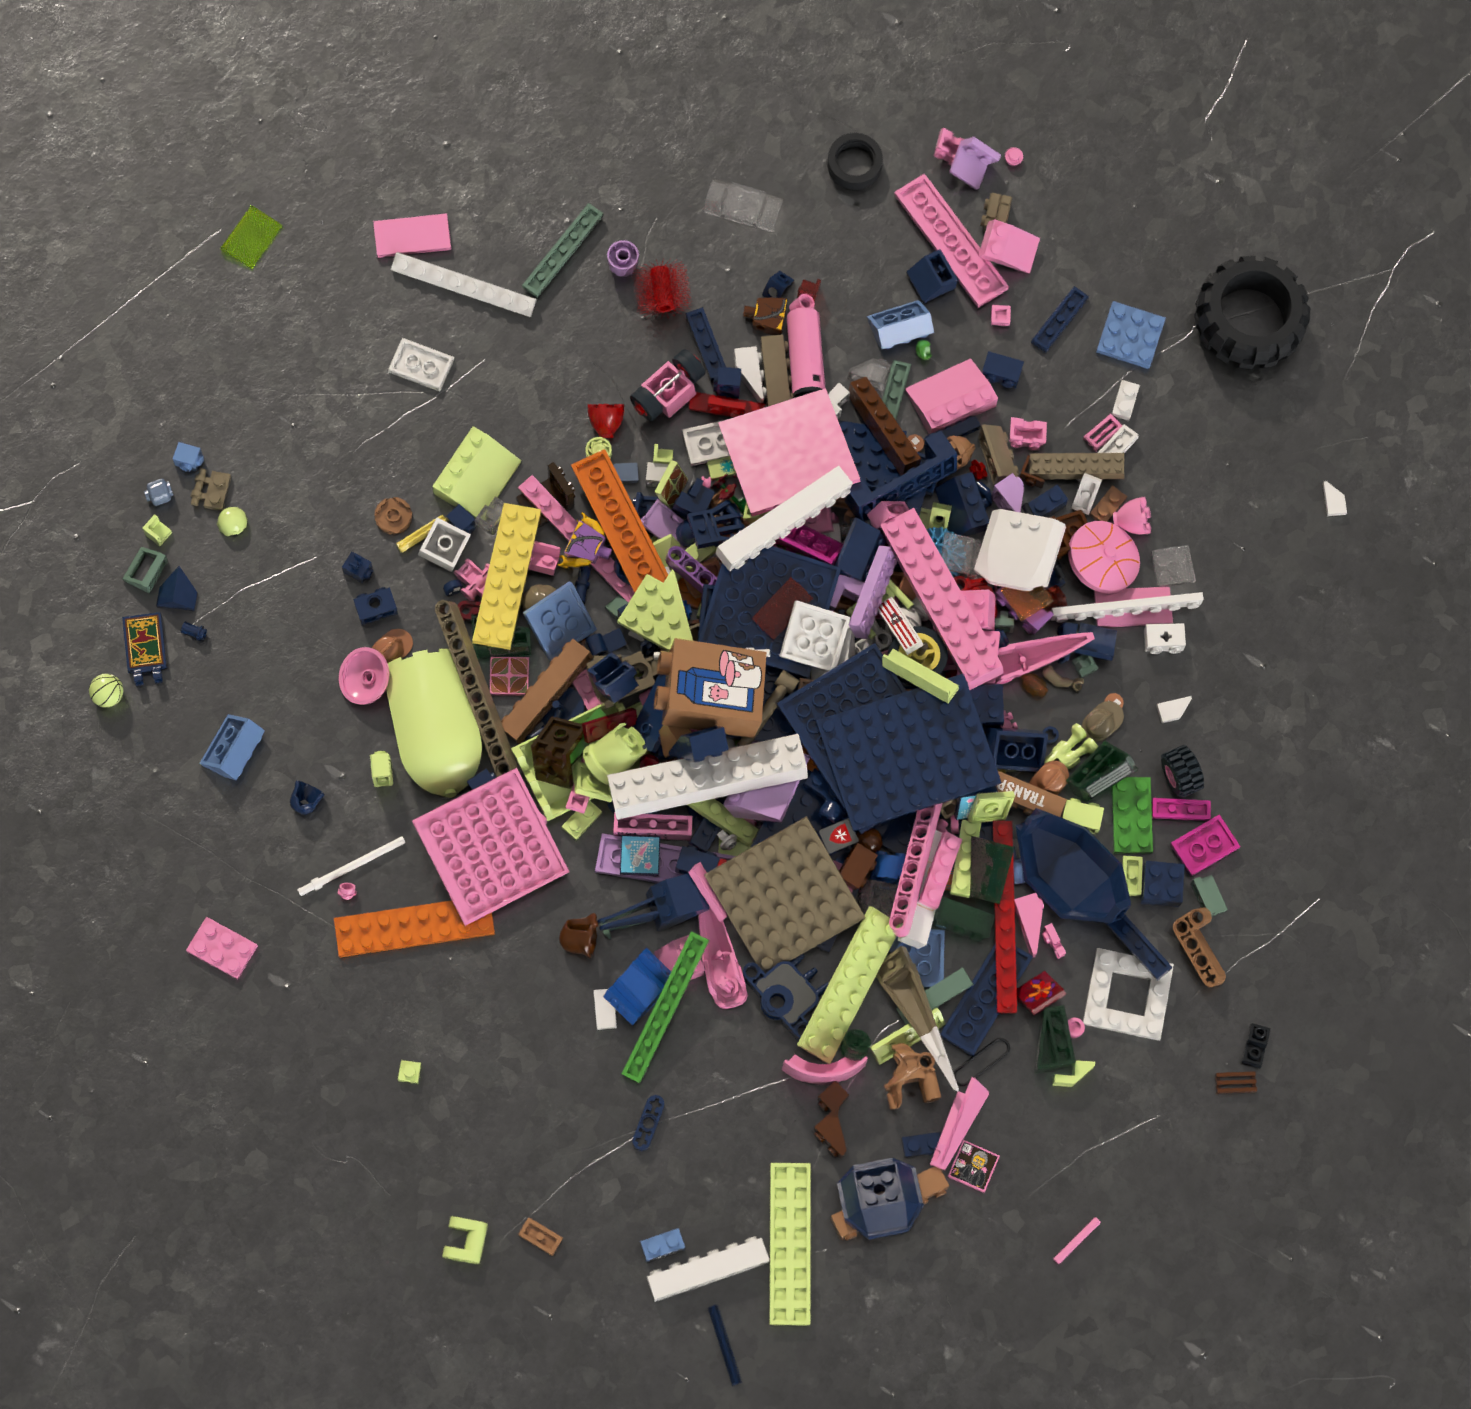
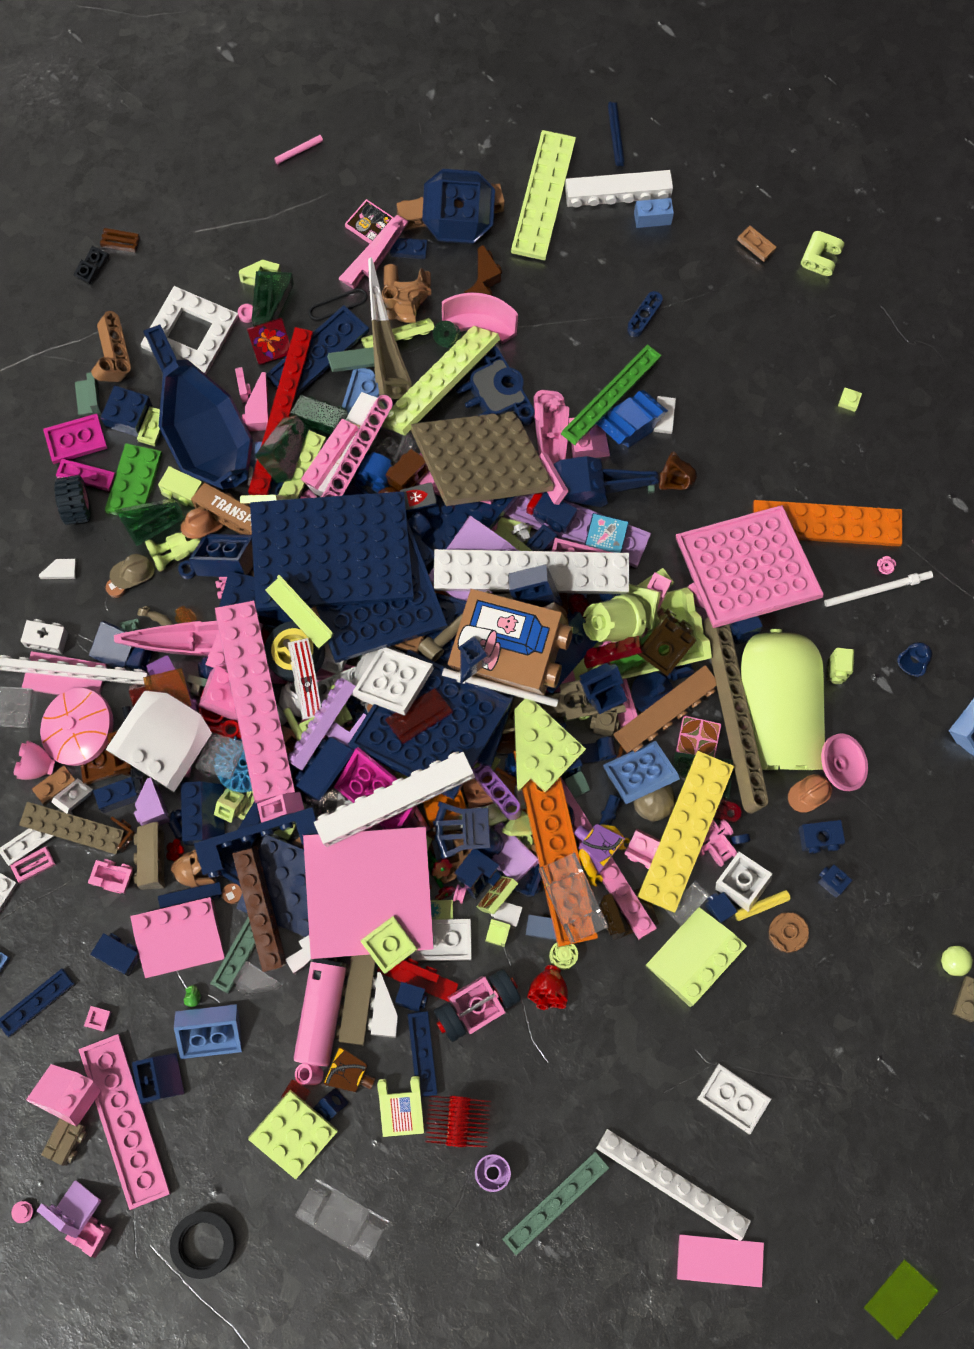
camera: 165 degrees left, 0 degrees up
(603, 488) = (572, 898): none -> clear piece
(712, 294) = (401, 1111): none -> yellowish green flag
(742, 656) = (472, 658): none -> dark blue slope
(759, 414) = (388, 944): none -> yellowish green tile
(802, 255) = (292, 1134): none -> yellowish green plate

